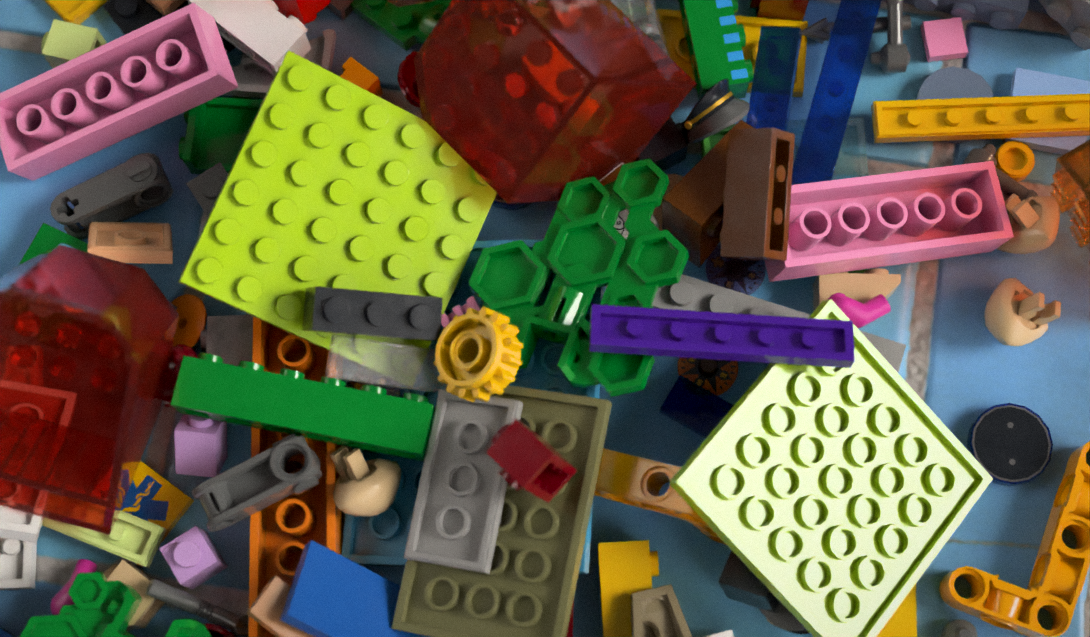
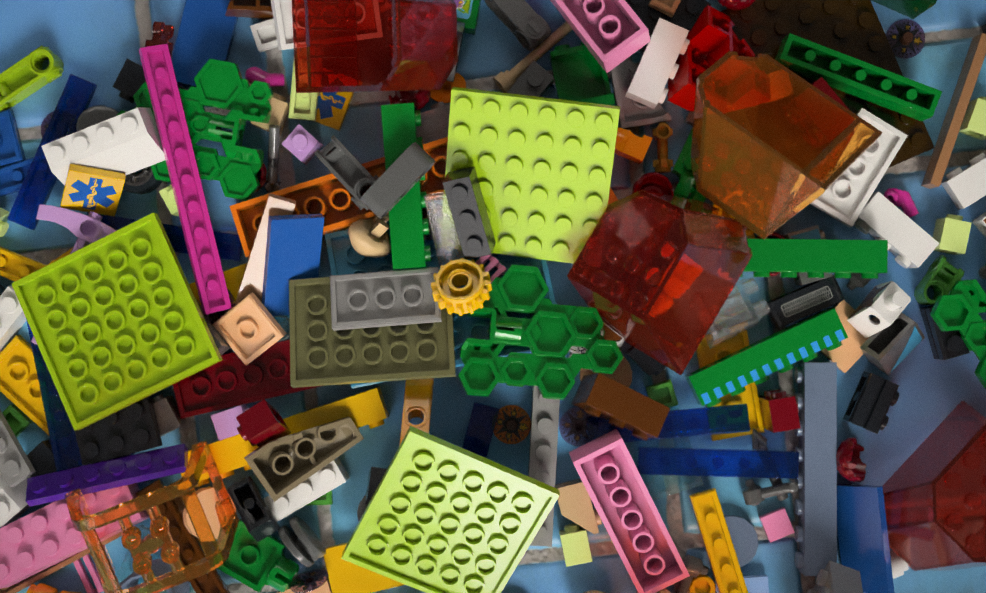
camera: 70 degrees right, 15 degrees up
(131, 242) = (484, 38): light nougat tile -> none
(178, 183) = (506, 79): none -> tan piece
(200, 446) = (367, 126): lavender brick -> none
(289, 405) = (397, 180): none -> dark grey beam
(347, 45) = (661, 134): none -> pearl gold bar
(529, 461) = (400, 339): dark red brick -> none
(714, 112) = (672, 390): piece -> none
(721, 336) = (510, 435): dark purple plate -> none
(757, 194) = (612, 433): reddish brown brick -> none
(861, 313) = (562, 511): dark pink arm -> none
(913, 318) = (575, 545): none -> yellowish green brick

